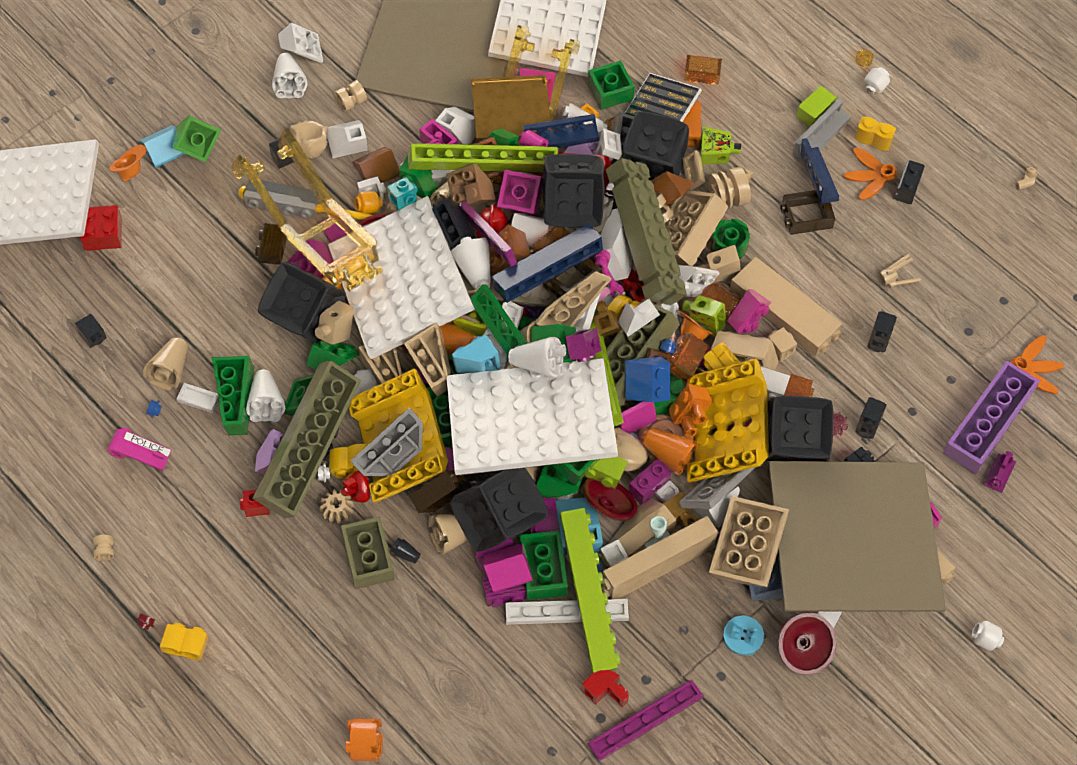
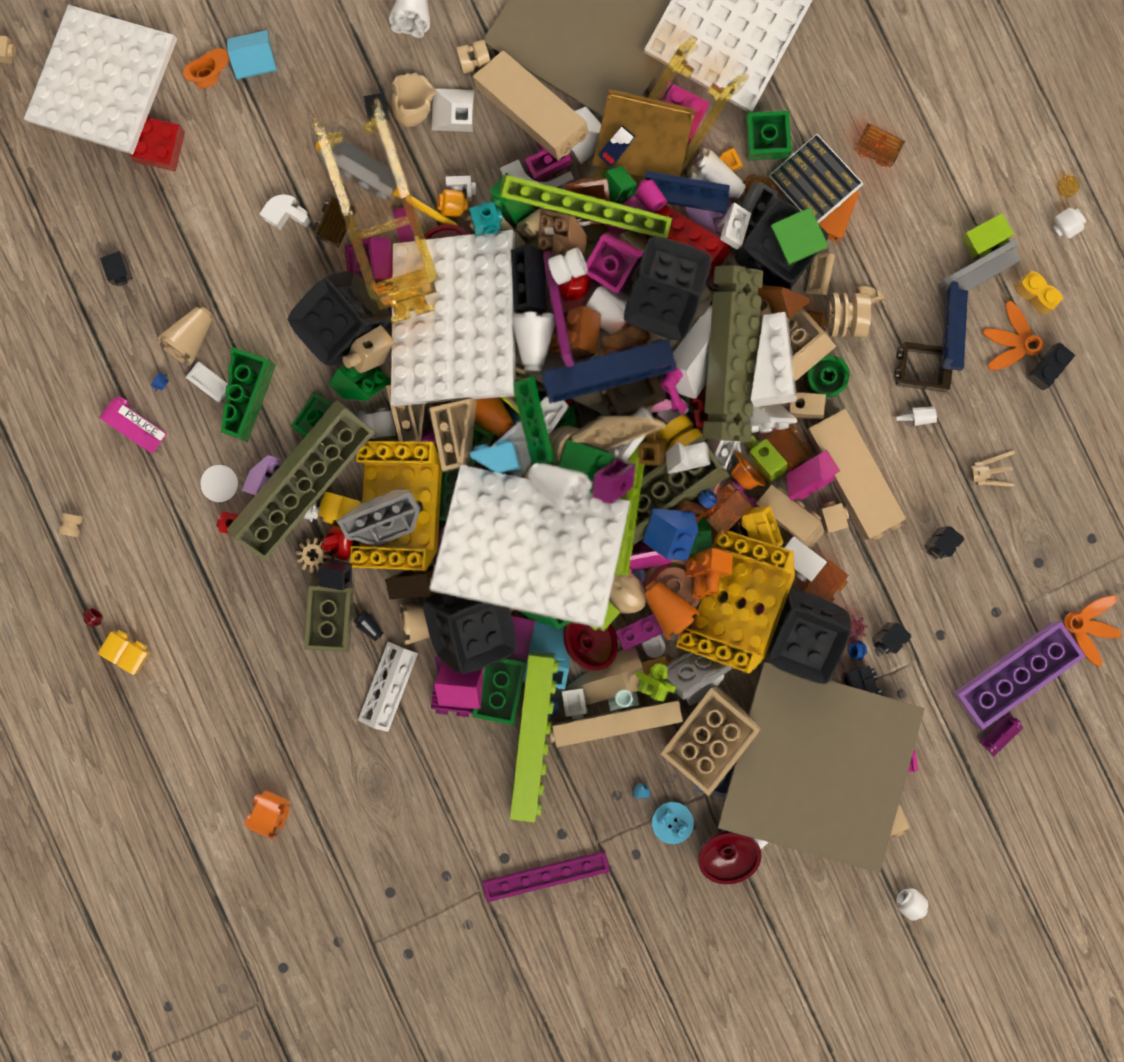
camera: 10 degrees right, 25 degrees up
(195, 137) = (285, 63): bright green slope -> none
(223, 246) = (281, 208): none -> white brick
(231, 477) = (219, 483): none -> white sticker
(264, 399) = (275, 407): white cone -> none
(362, 510) = (335, 574): none -> black brick
(378, 163) = (476, 156): dark orange slope -> none
(410, 111) = (531, 105): none -> tan brick
(444, 597) = (390, 688): none -> white fence
(484, 201) = (567, 266): none -> white wheel
(491, 116) = (616, 146): none -> clear blue leg
(558, 611) = (500, 740): white plate -> none
(604, 683) = (515, 829): red brick -> none
(665, 130) = (799, 236): none -> bright green tile
(680, 506) = (654, 682): none -> lime hips
(685, 230) = (774, 366): none -> white wedge
(705, 617) = (641, 791): none -> dark azure hinge
(717, 146) = (857, 252): lime torso -> none
(818, 249) = (918, 416): none -> white piece
(846, 441) = (857, 650): none -> blue plate

